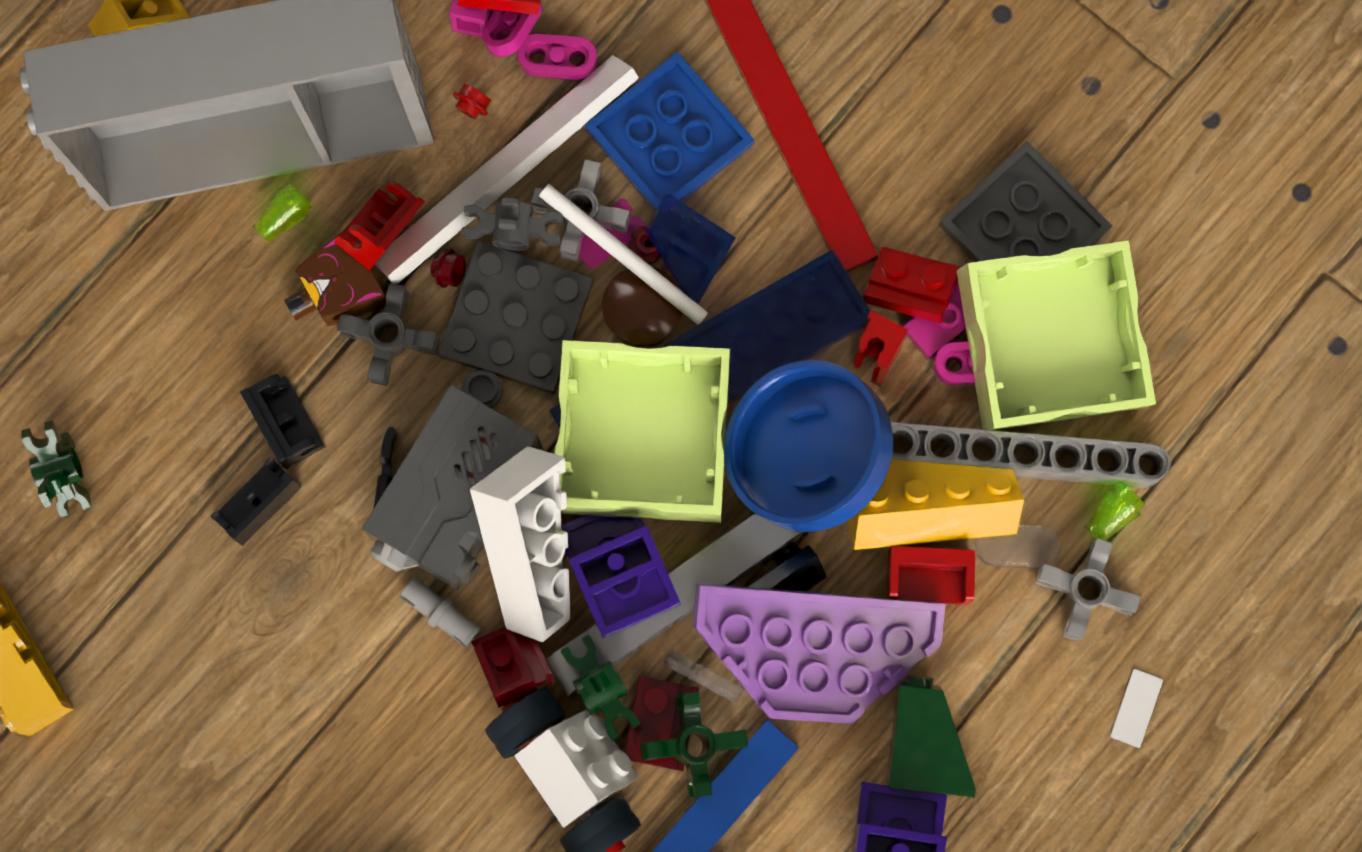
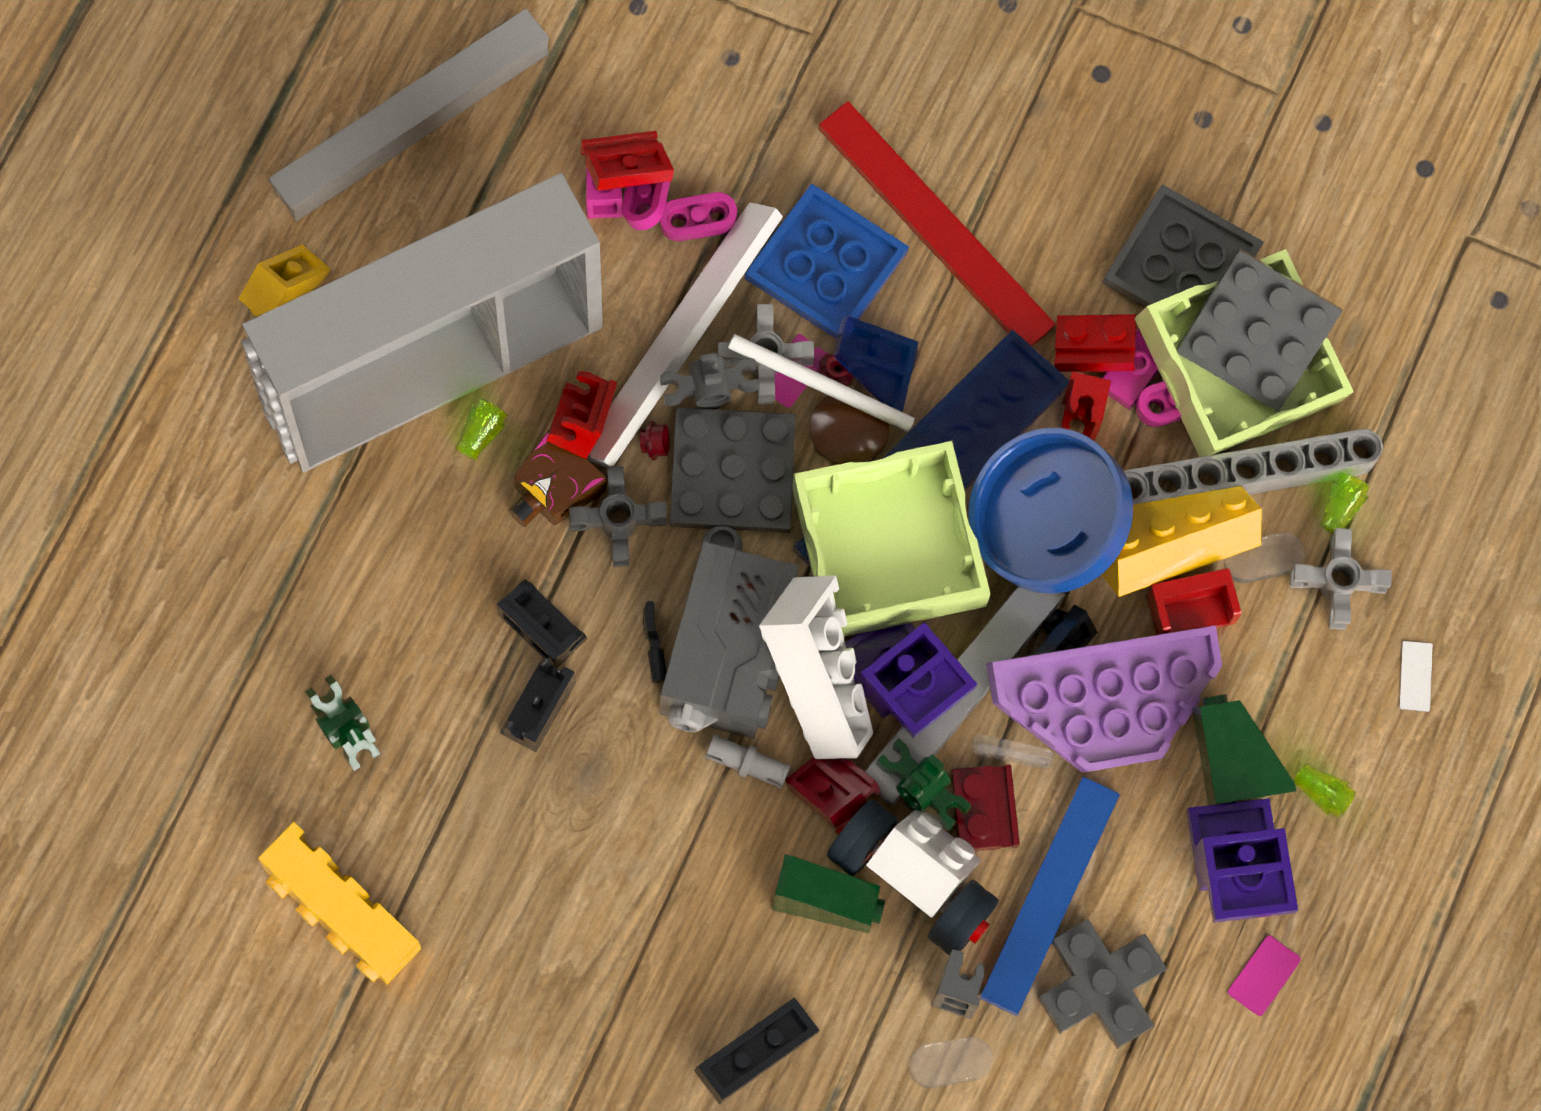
camera: 25 degrees left, 5 degrees down
(471, 101) = (629, 279): red plate -> none
(473, 771) = (827, 895): none -> dark green slope
(696, 767) = (1011, 786): dark green pin -> none
(1009, 804) = (1325, 790): none -> clear neon green cone
(1076, 316) = (1258, 330): none -> dark grey plate

